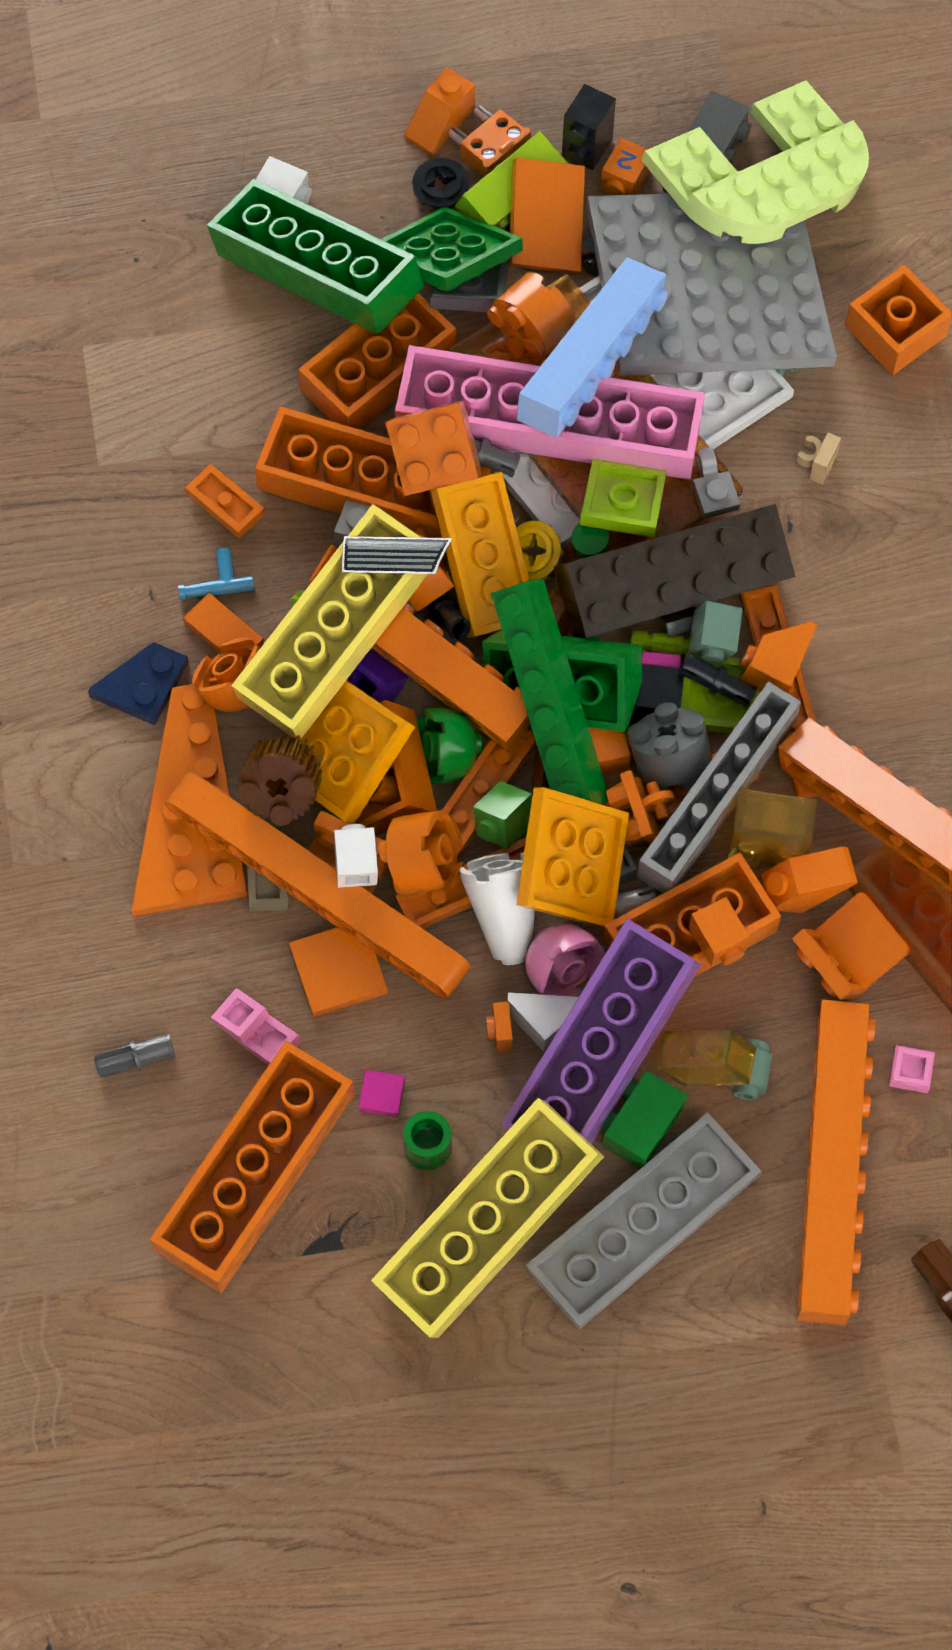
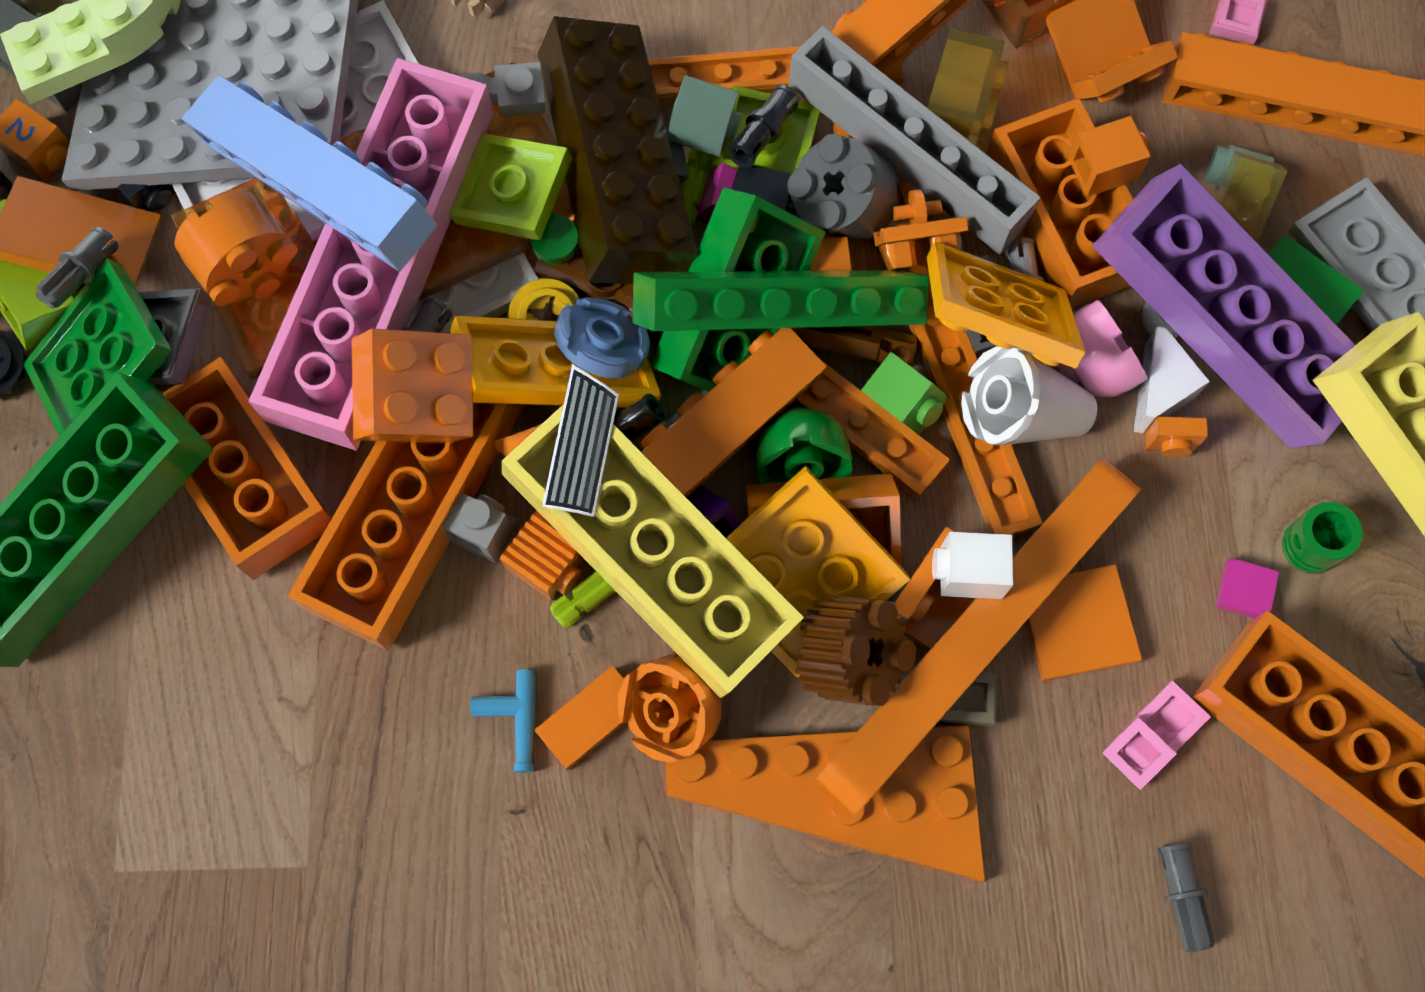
camera: 80 degrees left, 5 degrees up
(142, 683) = (650, 834): dark blue wing -> none
(225, 501) = (400, 695): orange plate -> none
(422, 852) = (962, 488): orange brick -> none
(506, 570) = (601, 338): none -> medium blue tile
(511, 219) = (76, 267): none -> dark grey axle
(777, 656) = (743, 58): orange slope -> none
(809, 879) = (1032, 68): orange slope -> none

